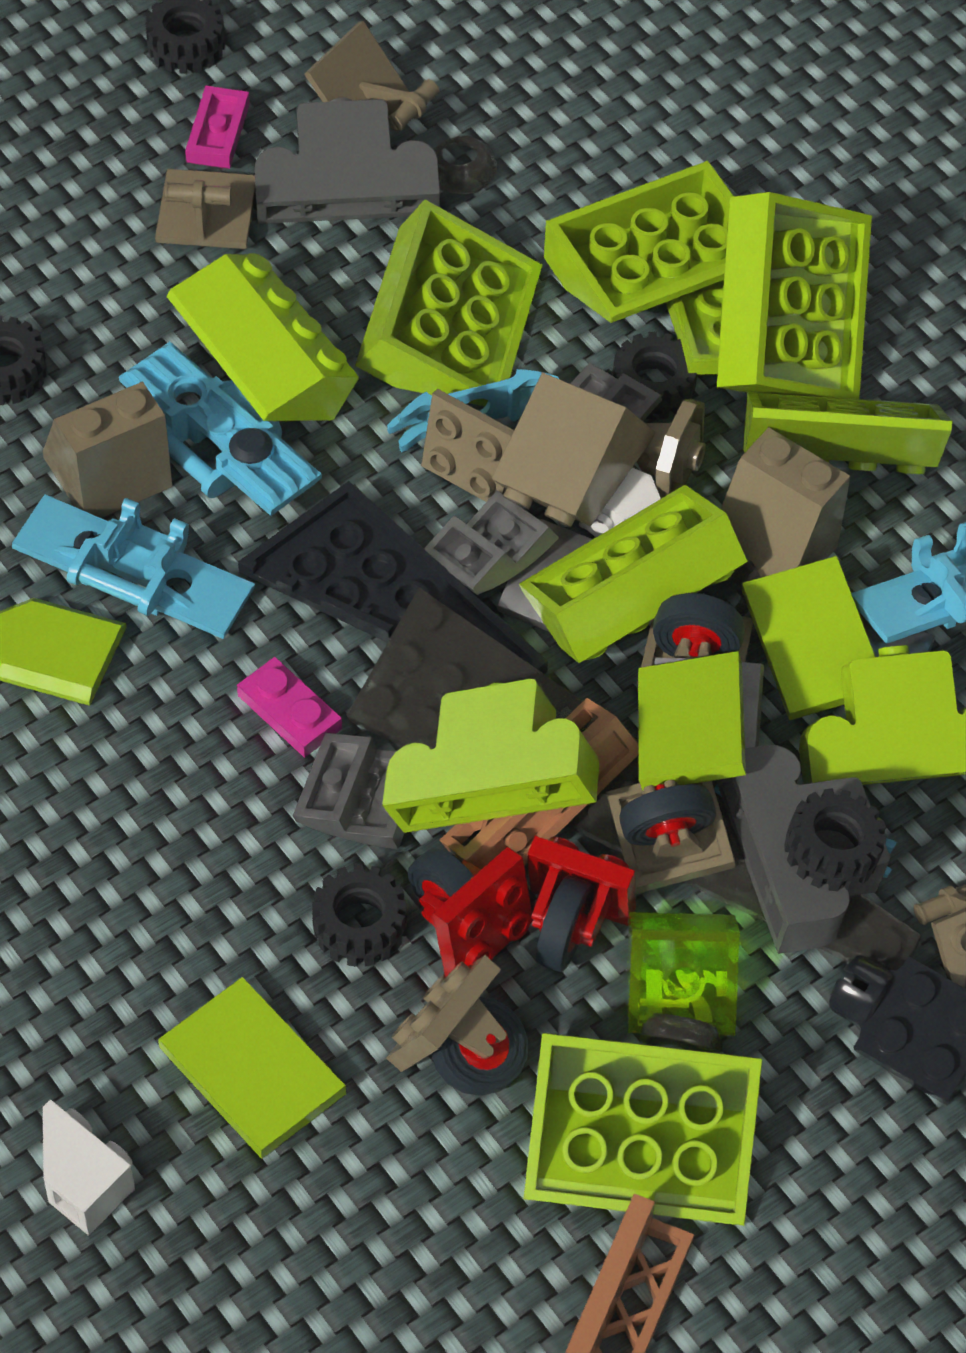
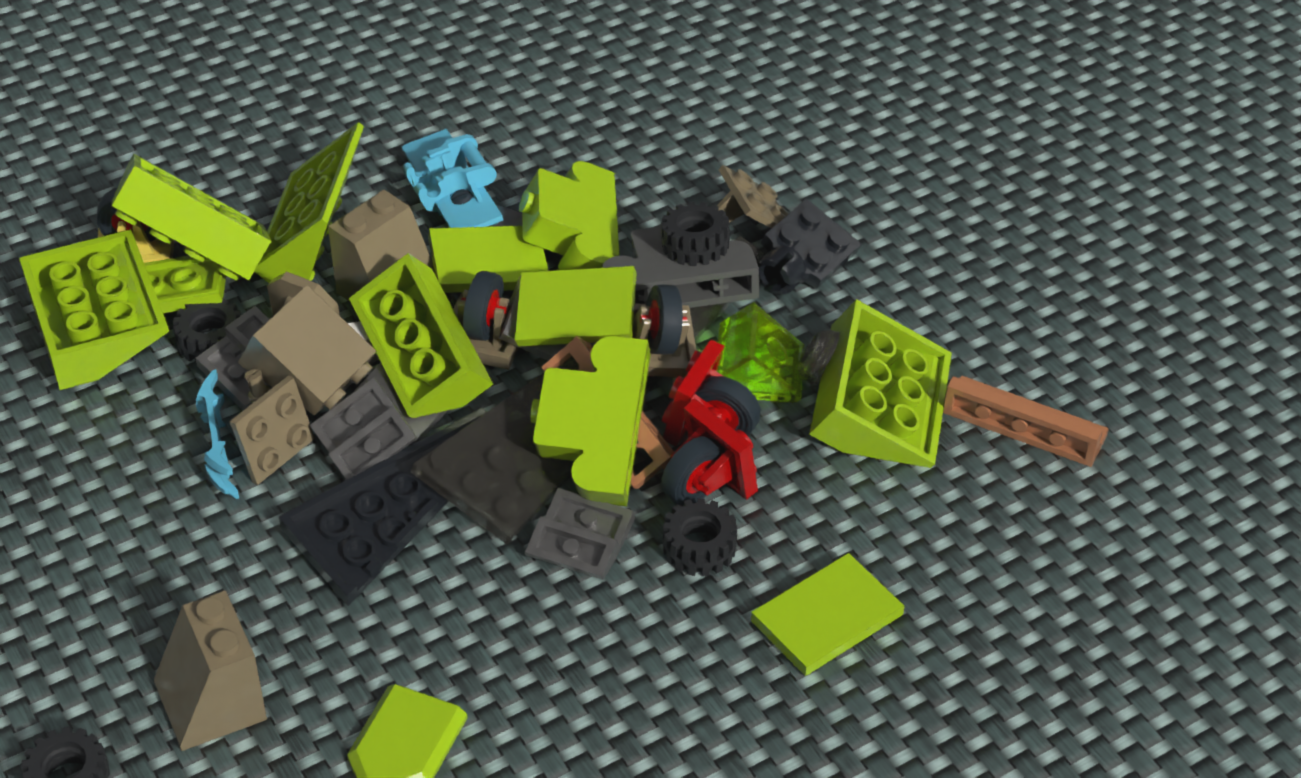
camera: 85 degrees left, 10 degrees down
(80, 1171) = (925, 718): white slope -> none
(89, 545) = (314, 677): medium azure piece -> none
(251, 448) = (242, 573): medium azure piece -> none
(265, 339) = (112, 557): lime slope -> none
(289, 706) = (492, 577): dark pink plate -> none
(448, 307) = (102, 450): lime slope -> none
(472, 1039) = (805, 477): plate -> none

